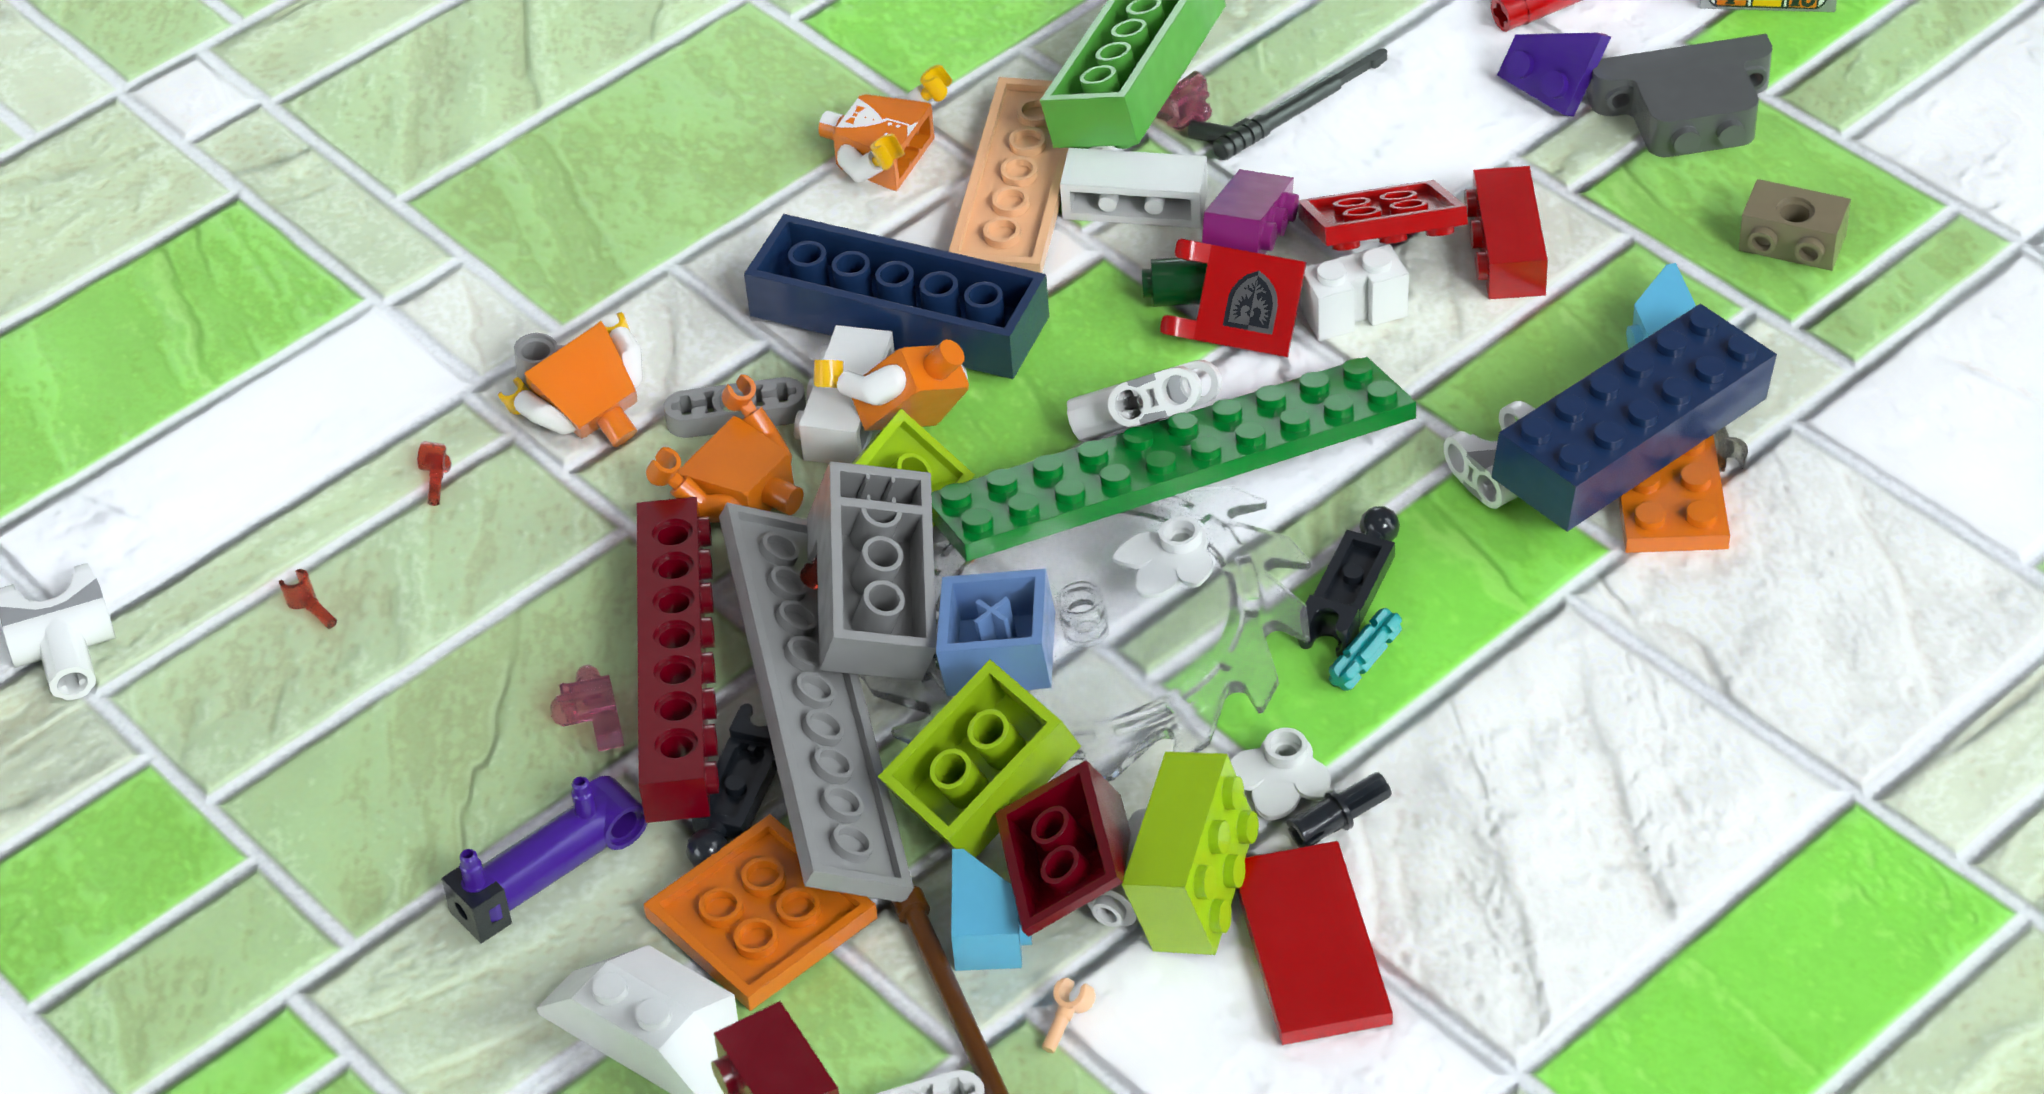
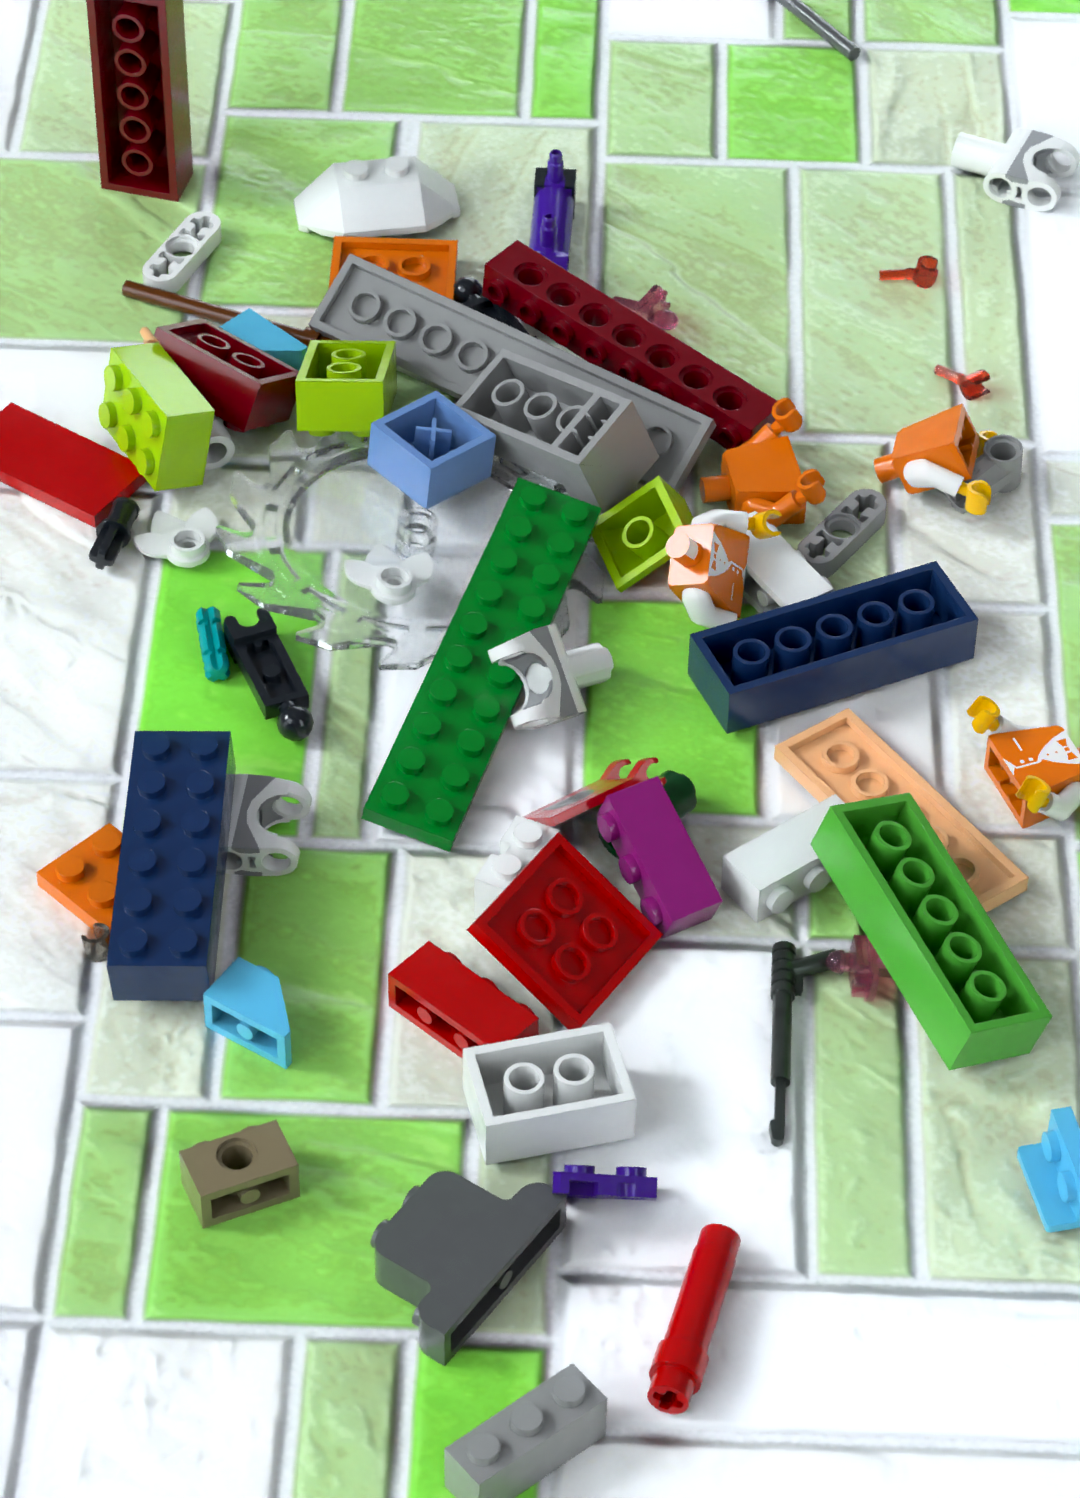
camera: 130 degrees right, 0 degrees up
(1517, 123) = (548, 1093): none -> white brick

